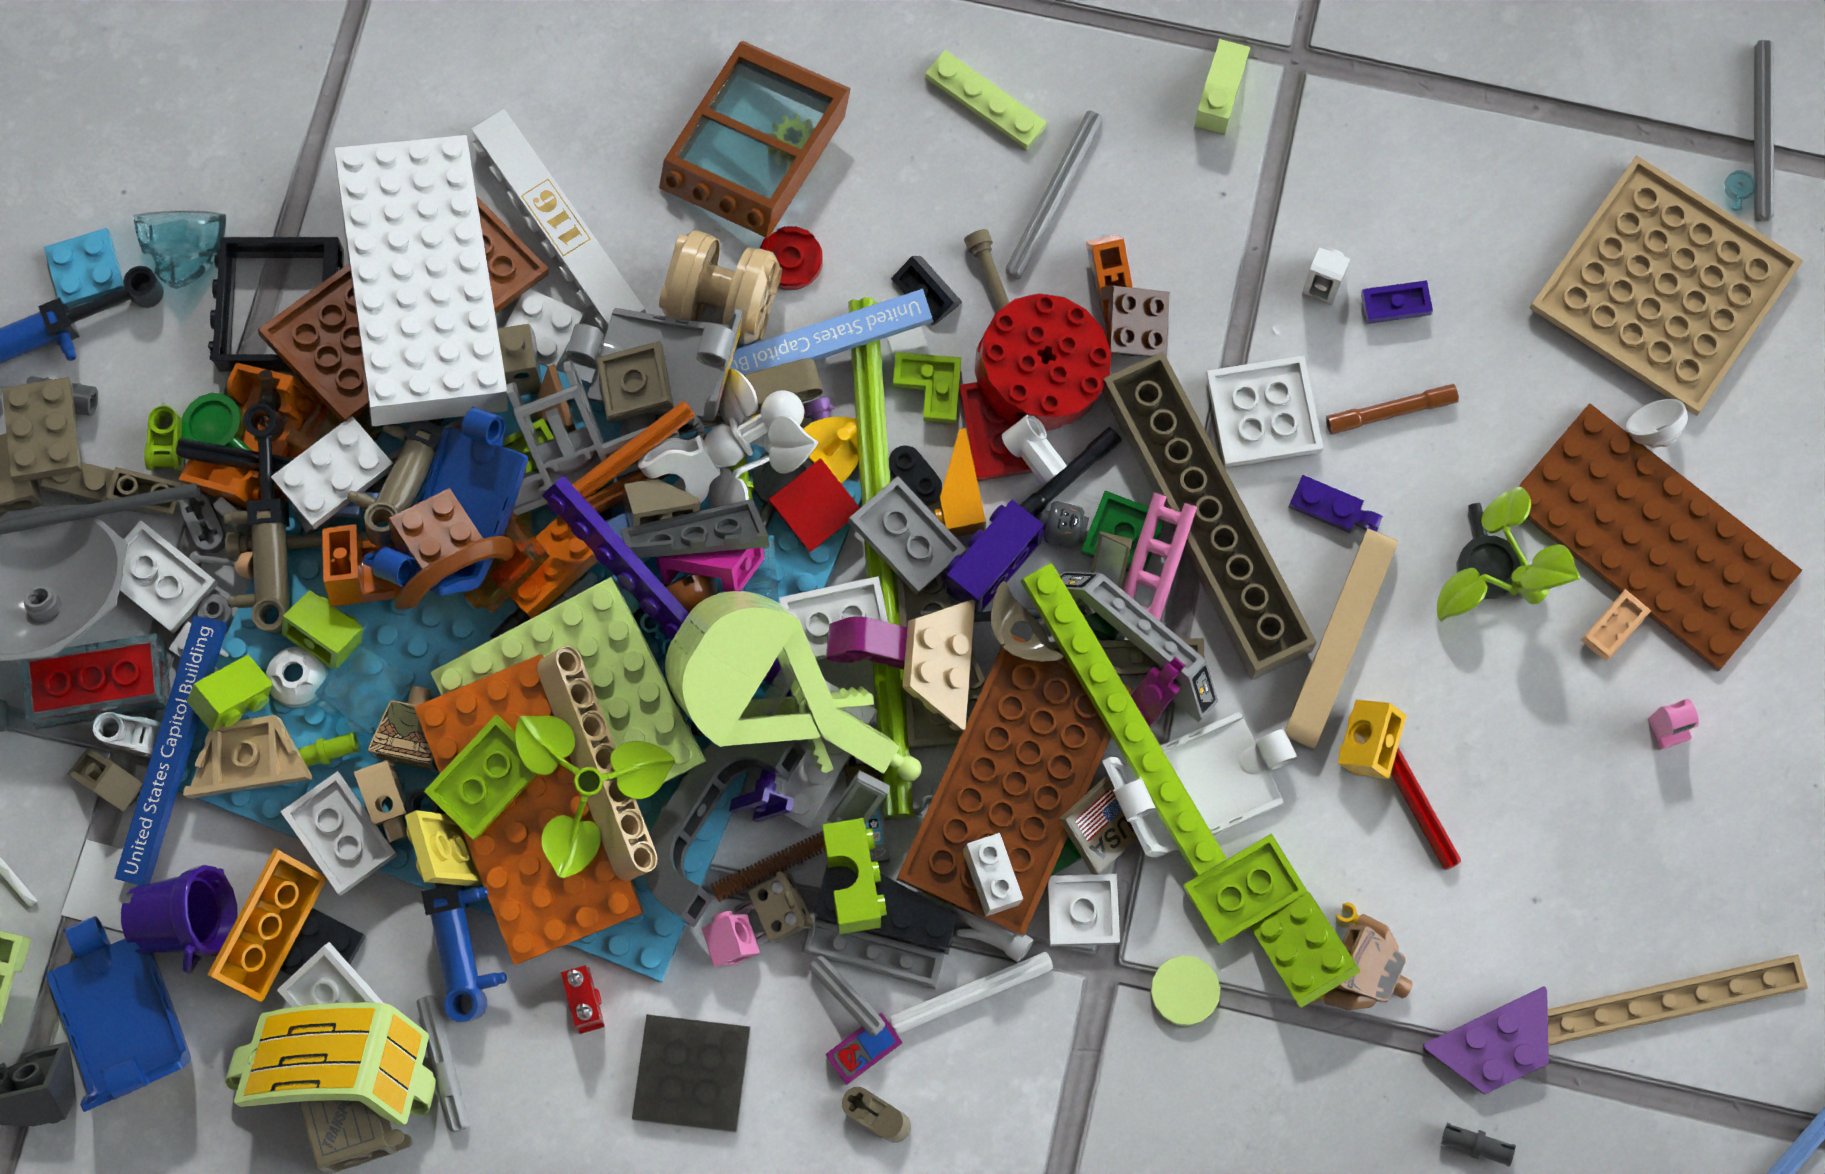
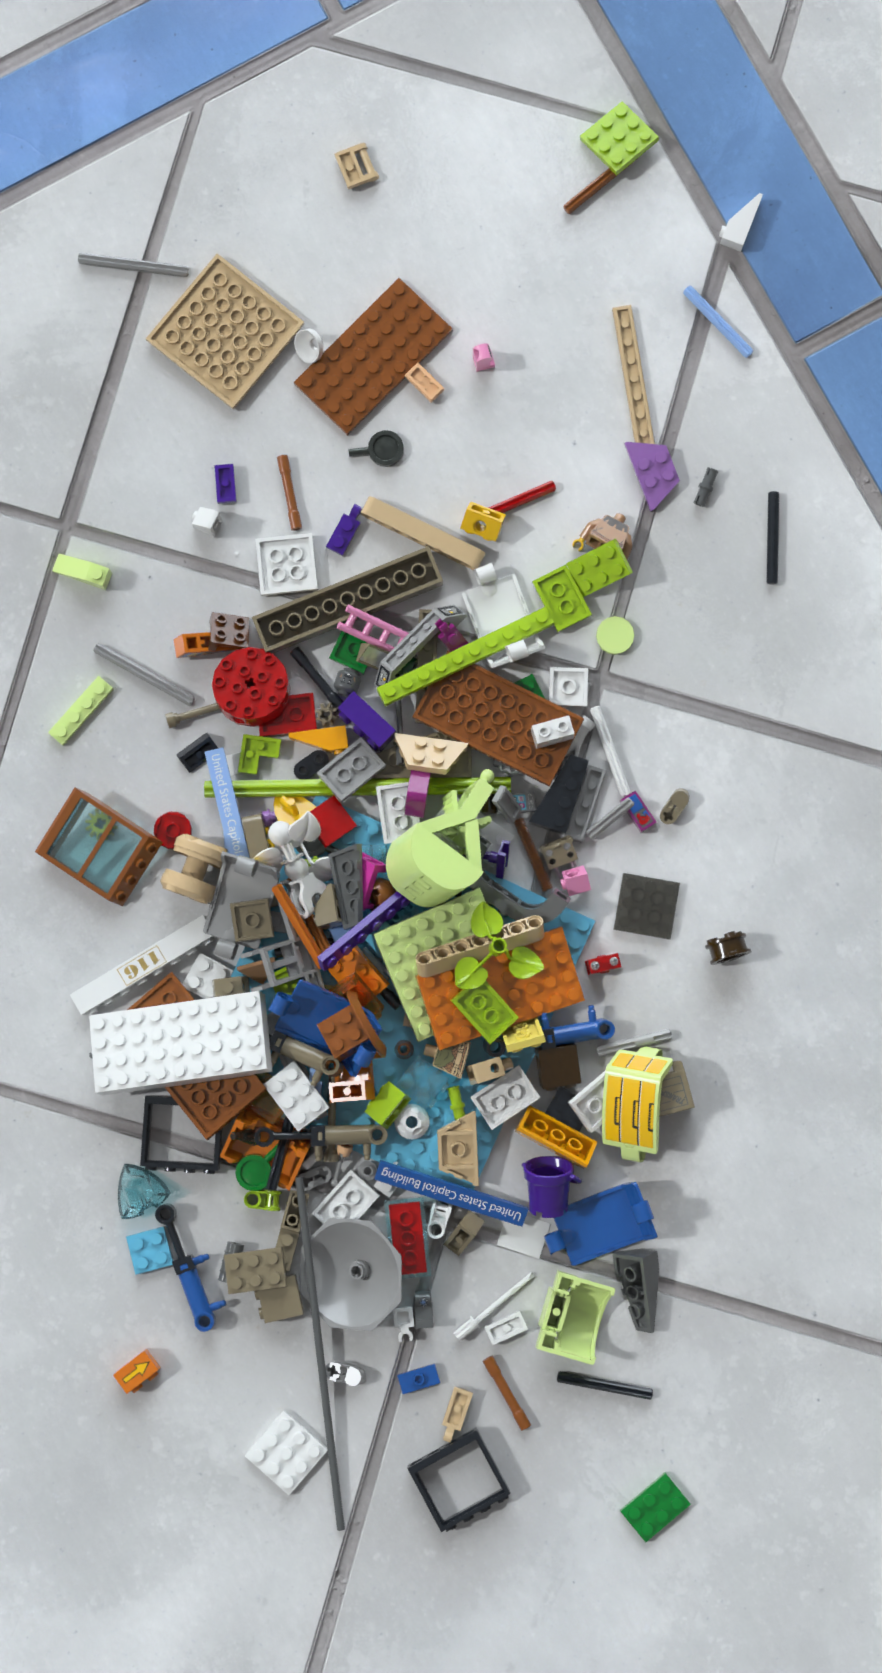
camera: 85 degrees left, 10 degrees up
(230, 693) = (422, 1156): lime brick -> none
(393, 925) = (558, 1067): none -> dark brown piece
(424, 659) = (408, 1054): none -> cone
(849, 845) = (531, 809): lime arch -> none
(1000, 485) = (325, 719): none -> dark tan gear
(1007, 612) = (423, 700): dark tan piece -> none
(1029, 441) = (300, 696): white piece -> none
(1098, 827) = (524, 674): dark tan tile -> none
(1549, 567) = (400, 414): lime plant -> none
(1736, 192) = (171, 283): clear light blue piece -> none

